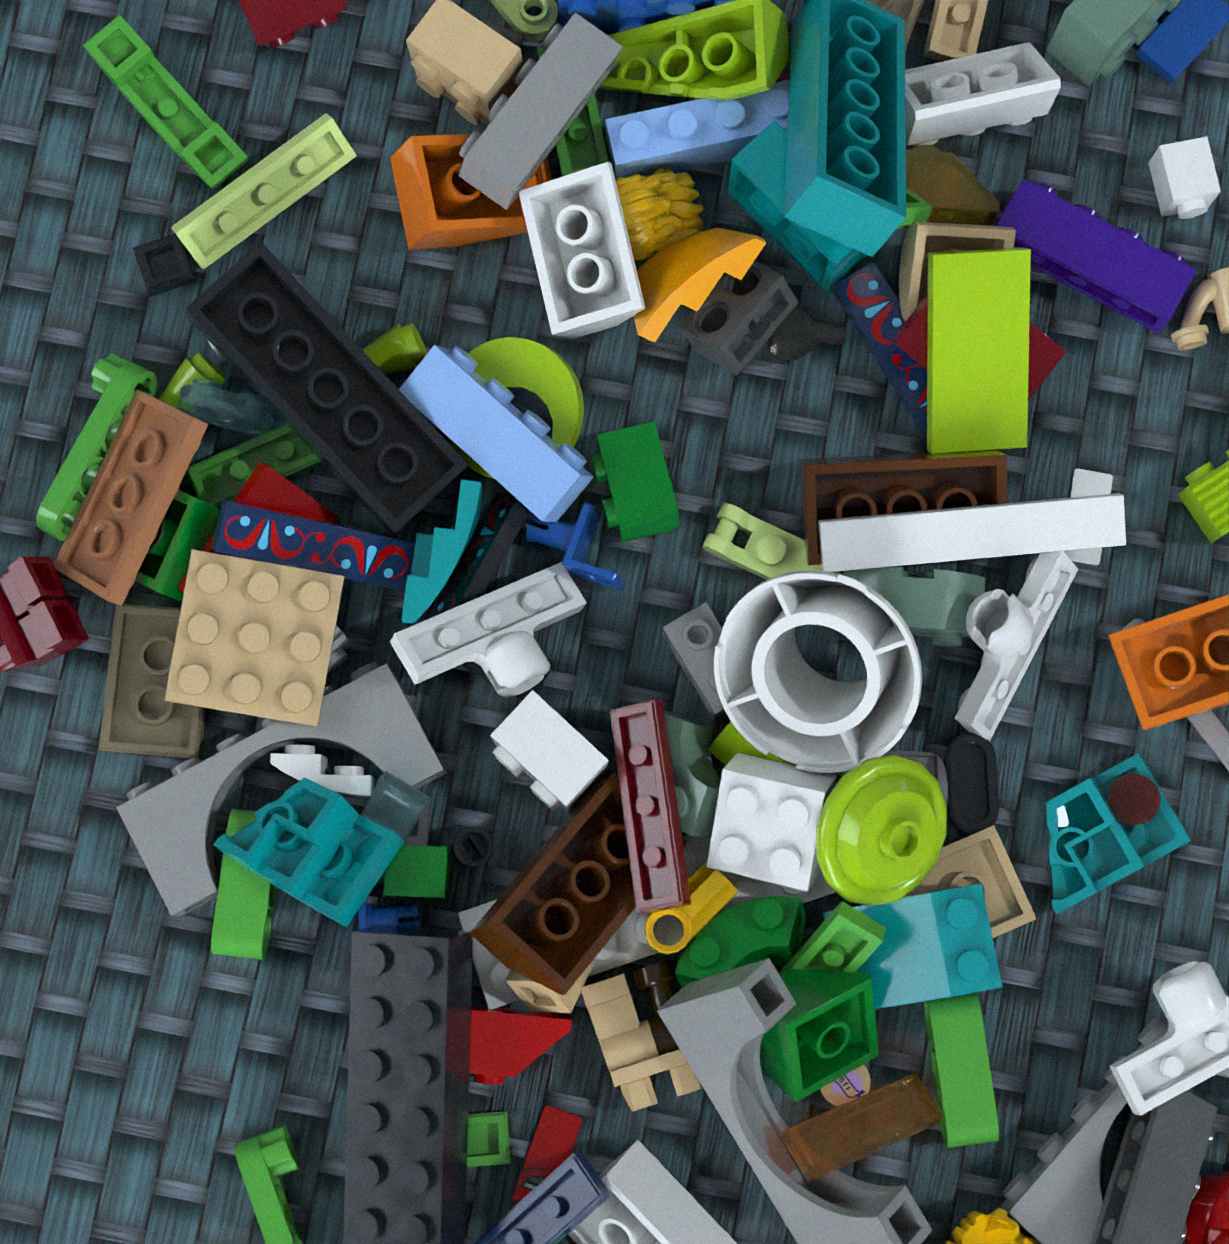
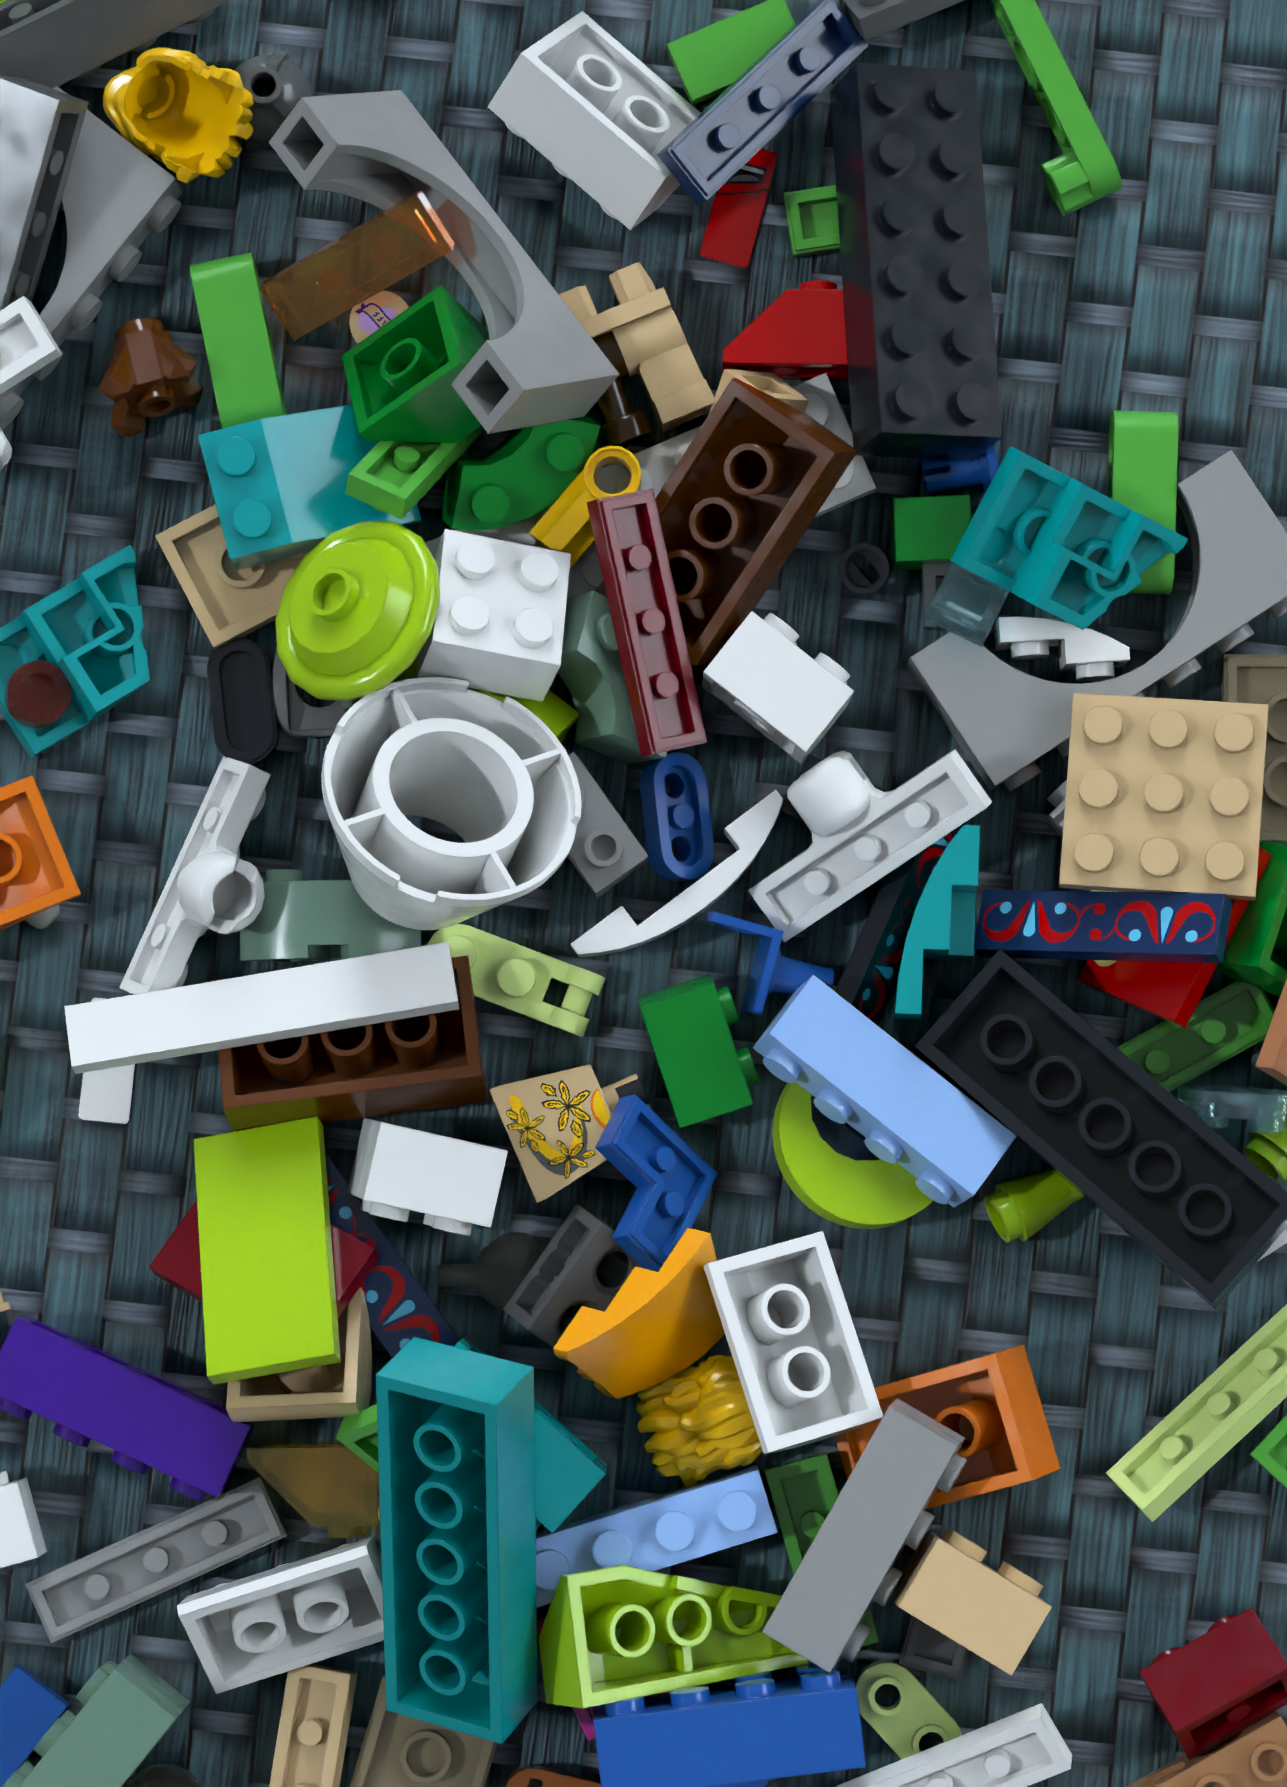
camera: 175 degrees right, 5 degrees up
(636, 664) = (677, 818): none -> blue plate
(666, 384) = (668, 1179): none -> blue tile
(687, 576) = (621, 933): none -> white slope
(741, 436) = (558, 1123): none -> torso
(851, 398) = (426, 1173): none -> white brick
(1037, 1050) = (147, 376): none -> reddish brown rock
(1069, 147) = (156, 1559): none -> light grey tile

